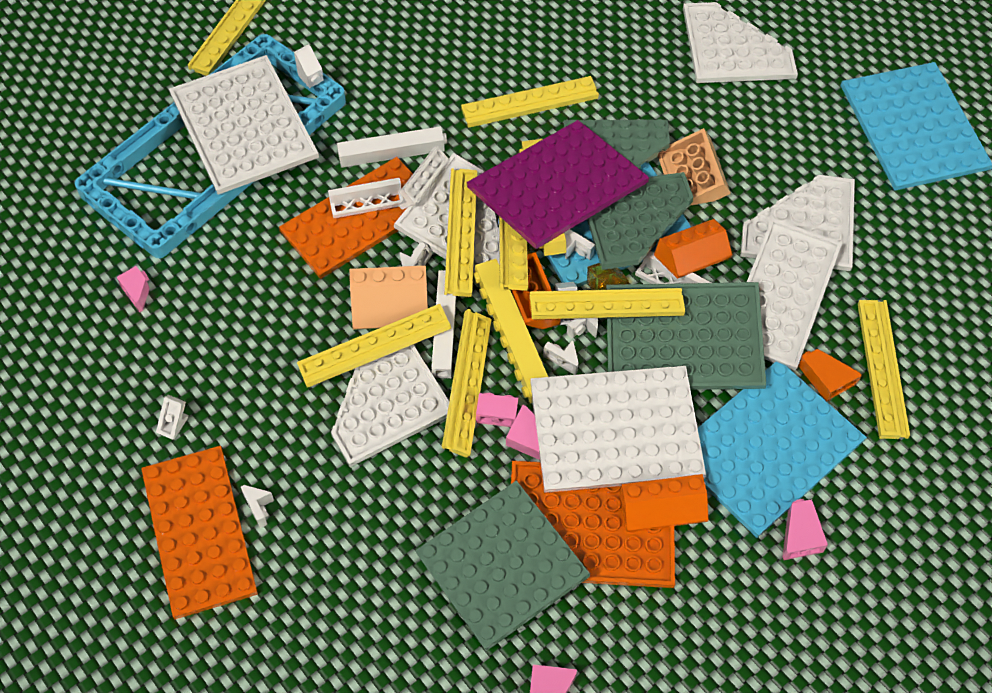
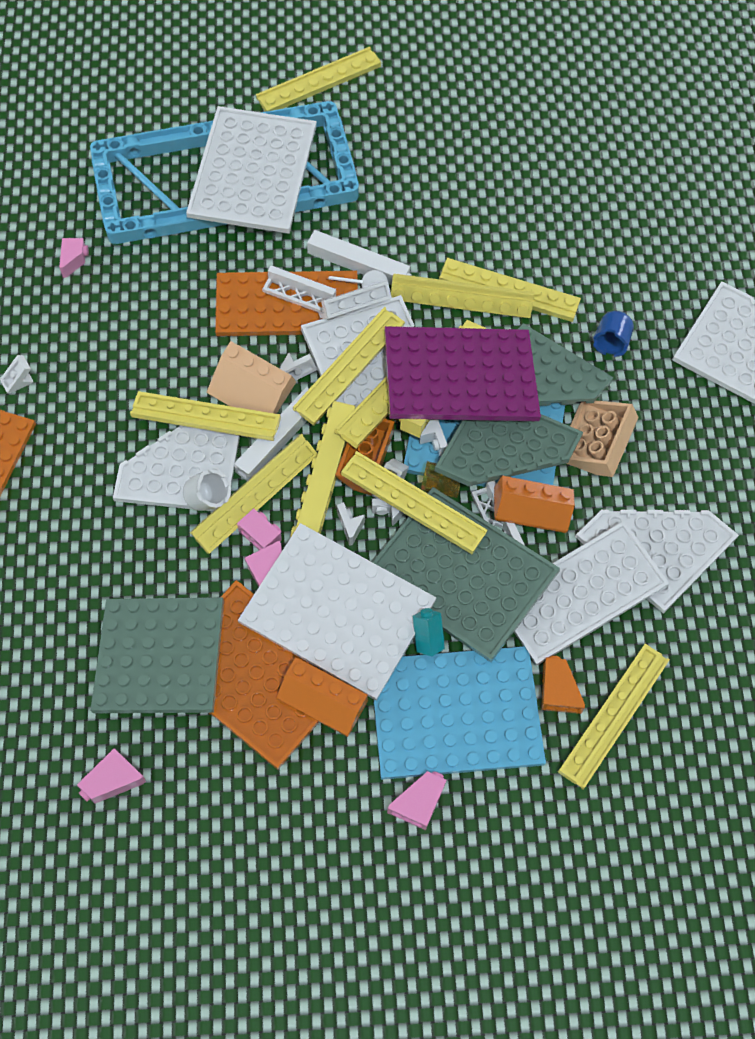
camera: 35 degrees right, 5 degrees up
(257, 500) = (22, 480): white slope -> none
(308, 66) = (339, 150): white slope -> none
(416, 157) = (370, 278): none -> white piece
(433, 401) = (206, 490): none -> white cylinder
(501, 125) = (463, 295): none -> light yellow plate
(641, 86) = (613, 333): none -> blue cylinder
(702, 396) = (428, 632): none -> teal brick

